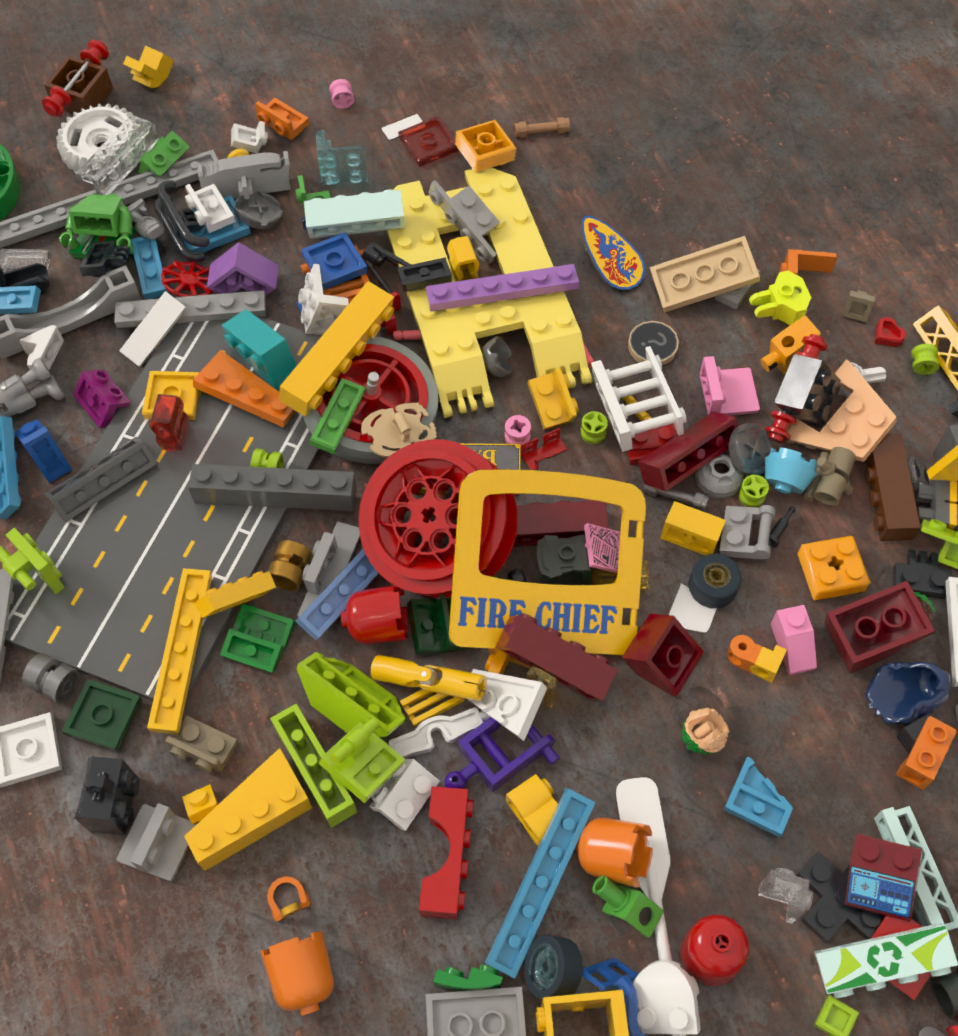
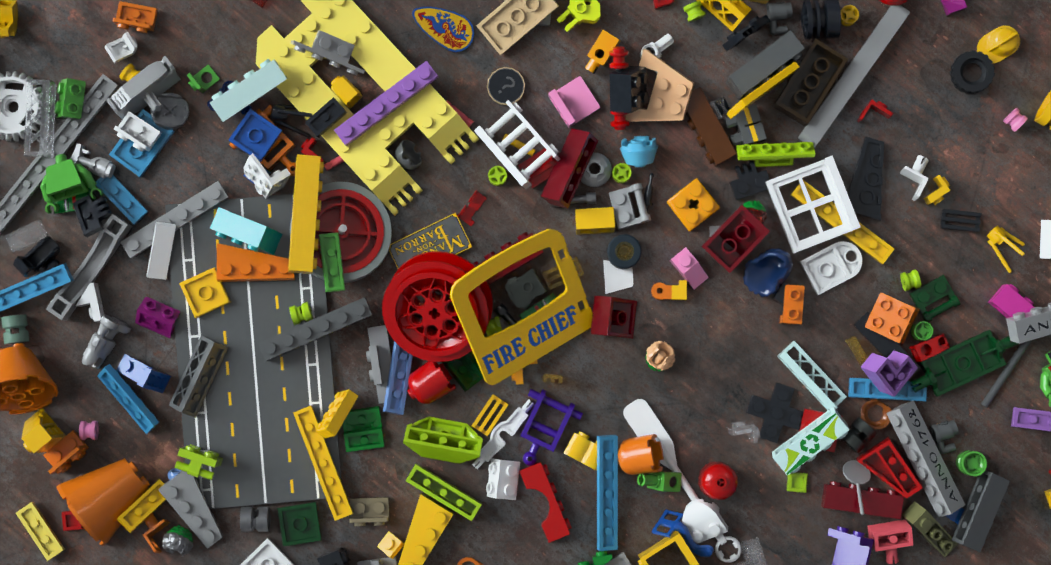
camera: 25 degrees left, 25 degrees up
(169, 422) = (222, 320): clear red brick -> none
(179, 223) = (123, 156): black piece -> none
(187, 279) = (157, 194): red wheel -> none
(242, 269) = (194, 173): medium lavender brick -> none
(289, 565) = (355, 375): pearl gold wheel -> none
(340, 164) = (205, 49): clear light blue bracket -> none
(362, 760) = (473, 479): lime plate -> none
(396, 429) = (375, 251): tan shield -> none
(409, 674) = (468, 408): yellow piece -> none
(511, 701) = (535, 398): white wing -> none
(512, 435) = (449, 206): bright pink wheel -> none
(553, 399) = (460, 169): yellow bracket -> none
(553, 967) = (636, 536): black wheel -> none
(561, 659) = (553, 359): dark red brick -> none
(602, 547) = (546, 268): bright pink piece -> none
(749, 448) = (606, 145): flat silver tile -> none
(757, 801) = (707, 381): dark azure wing -> none
(831, 477) = (667, 139): dark tan pin -> none
(883, 877) = (793, 398): slope -> none

